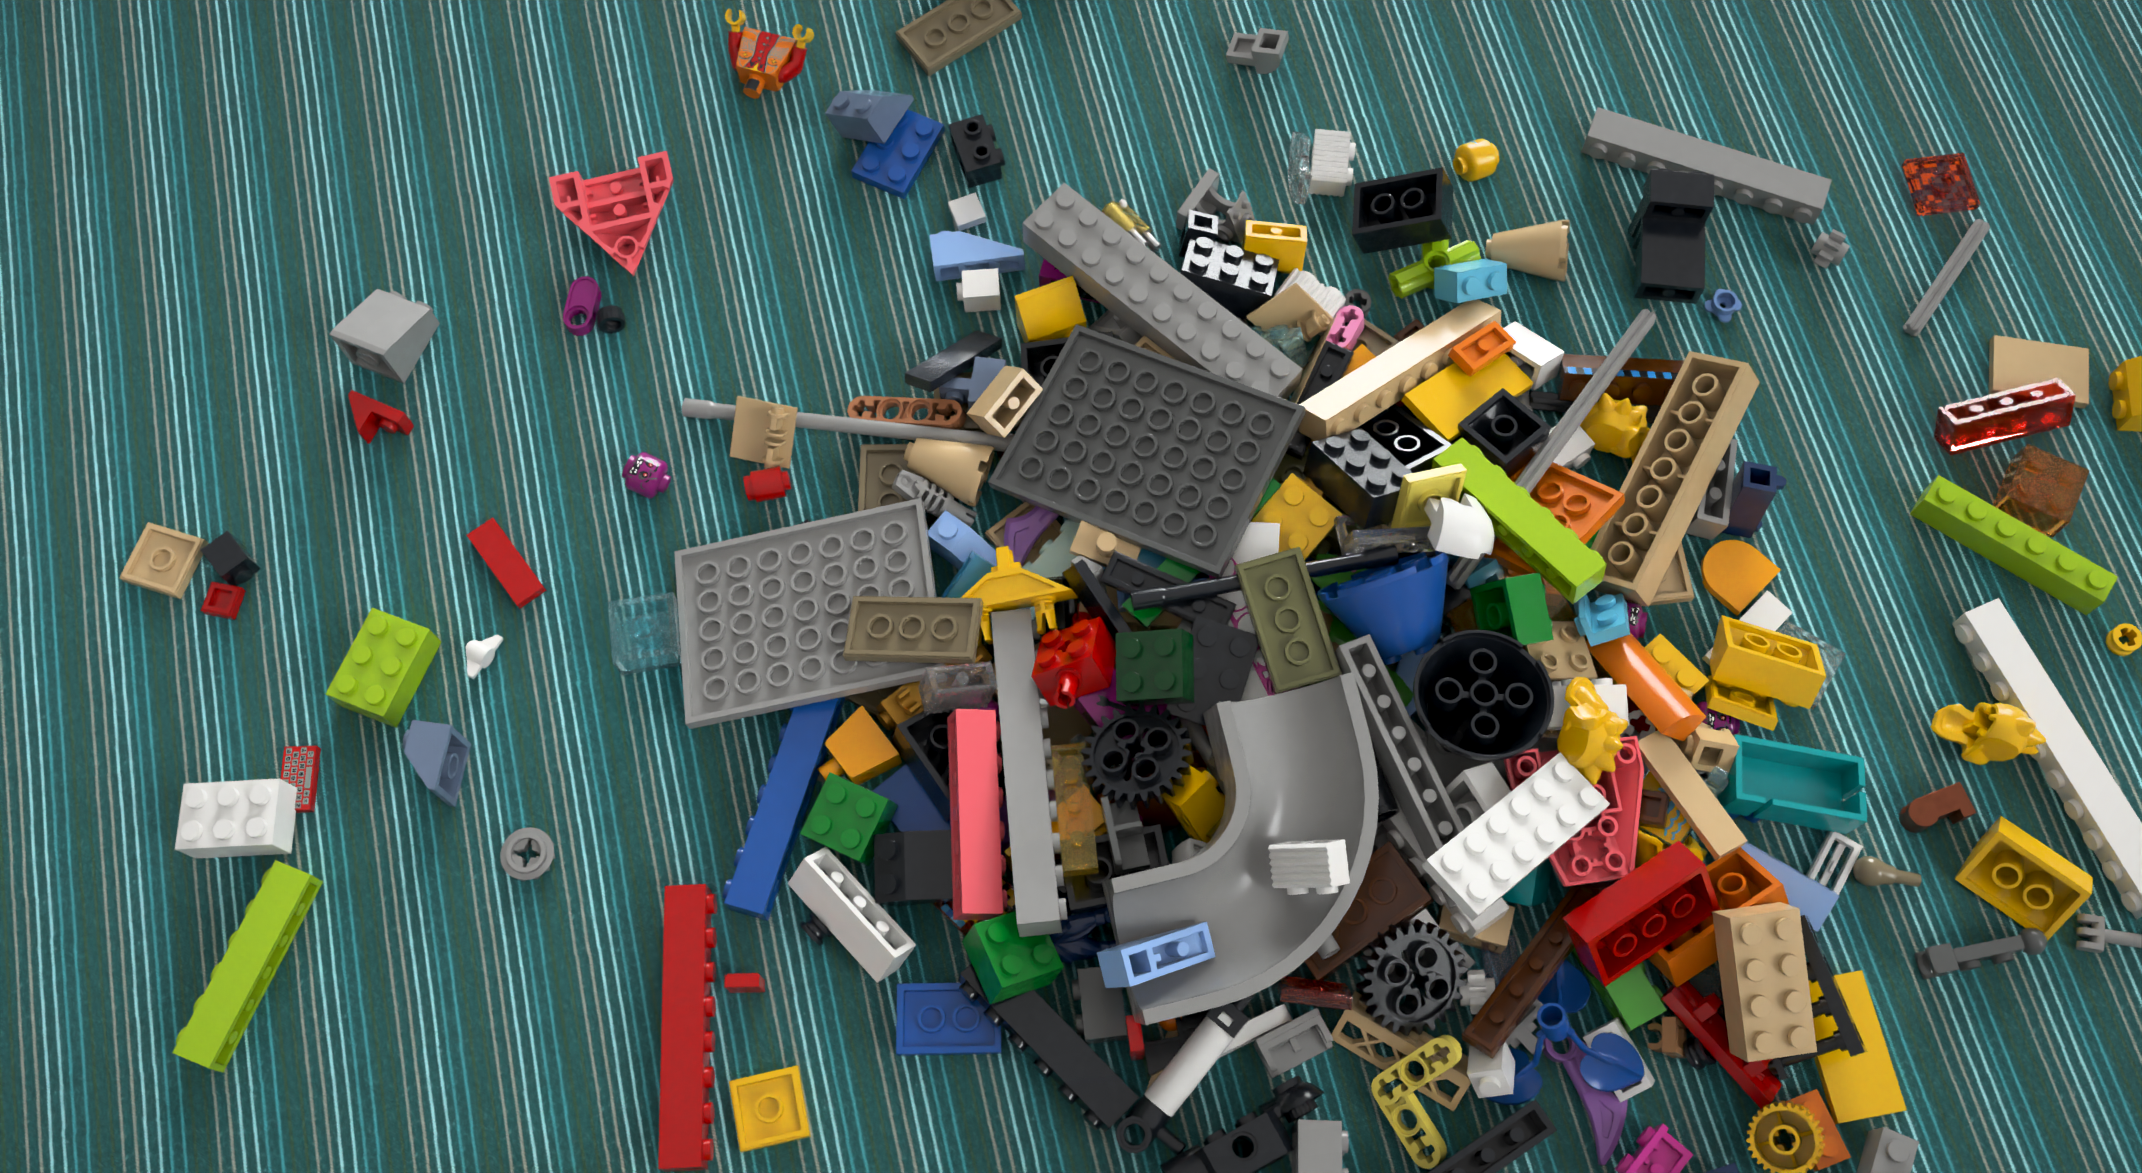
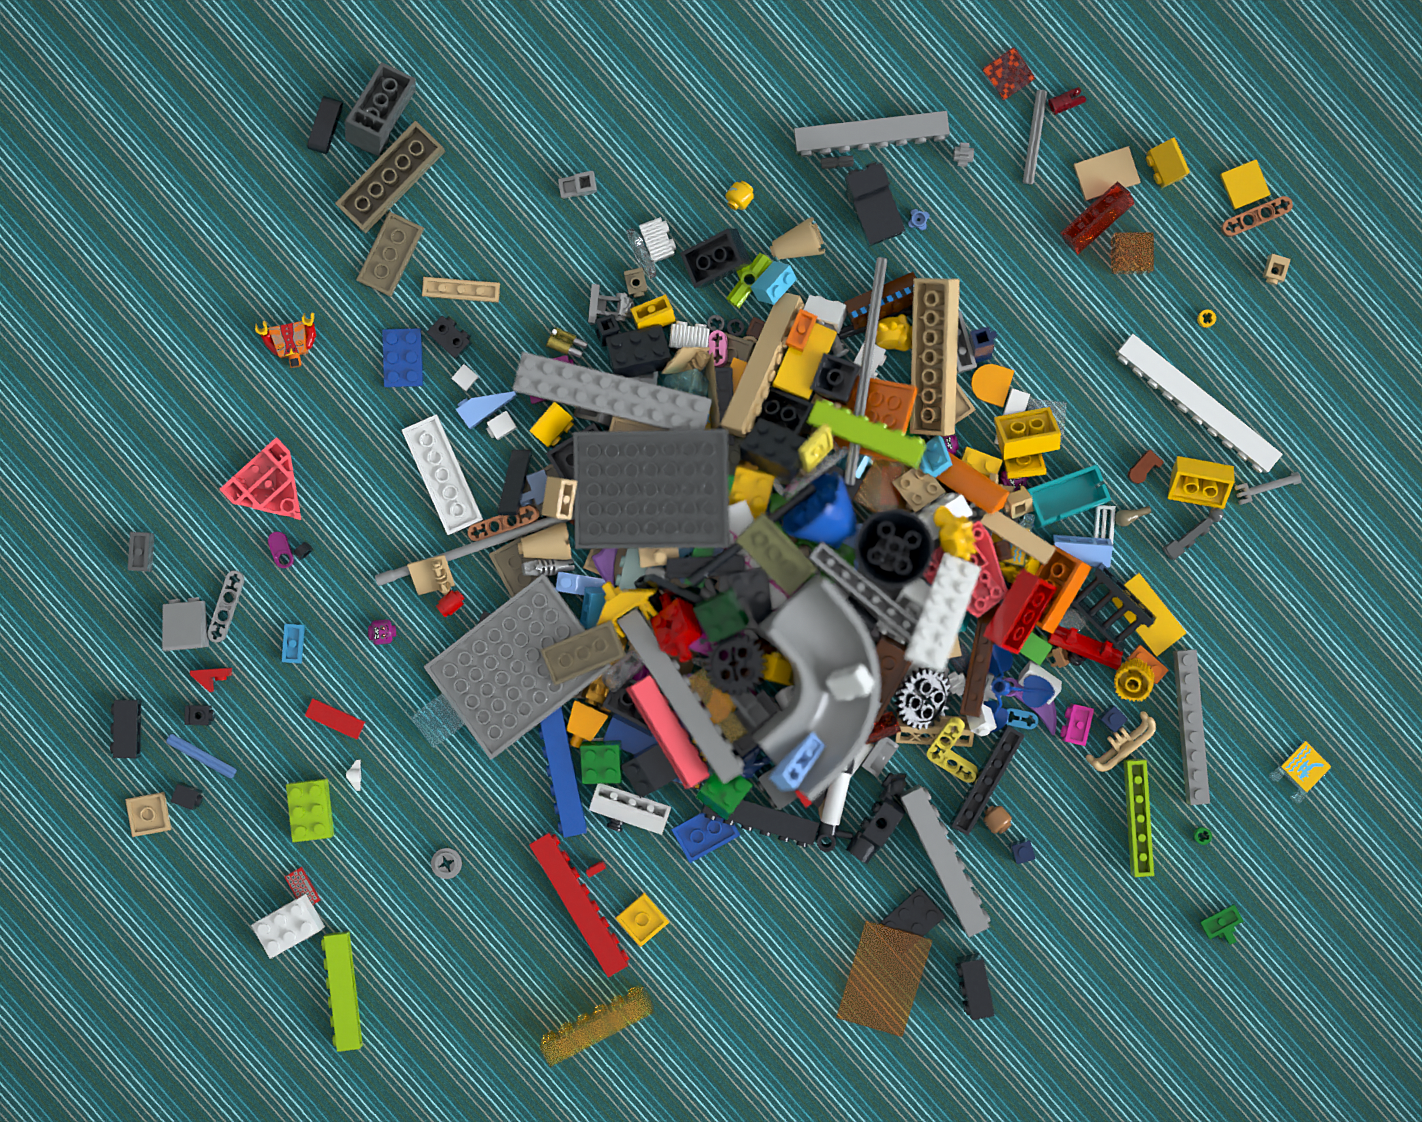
camera: 30 degrees left, 20 degrees up
(217, 428) = (126, 728): none -> black brick
(223, 600) = (196, 818): red tile -> none
(290, 519) = (201, 756): none -> medium blue axle
(324, 459) = (208, 715): none -> black brick
(399, 214) = (141, 551): none -> dark grey panel
(438, 757) = (371, 843): sand blue slope -> none
(457, 337) = (223, 605): none -> light grey beam
(516, 431) = (293, 643): none -> dark azure plate
(860, 315) = (442, 474): none -> white plate
(867, 113) = (374, 345): sand blue slope -> none
(1027, 106) = (461, 289): none -> tan tile
(1272, 198) = (636, 274): none -> dark tan brick
(1384, 313) = (741, 326): none -> black bush
(1460, 528) = (841, 460): white brick -> none
(1514, 608) = (887, 487): green brick -> none
(1567, 1104) = (1025, 714): none -> dark azure beam
(1627, 180) = (832, 162): none -> dark grey piece
(1764, 981) = (1092, 614): tan brick -> none
(1989, 732) = (1152, 414): yellow head -> none
(2014, 250) = (1064, 101): none -> dark red hinge
(2014, 545) = (1129, 294): lime brick -> none

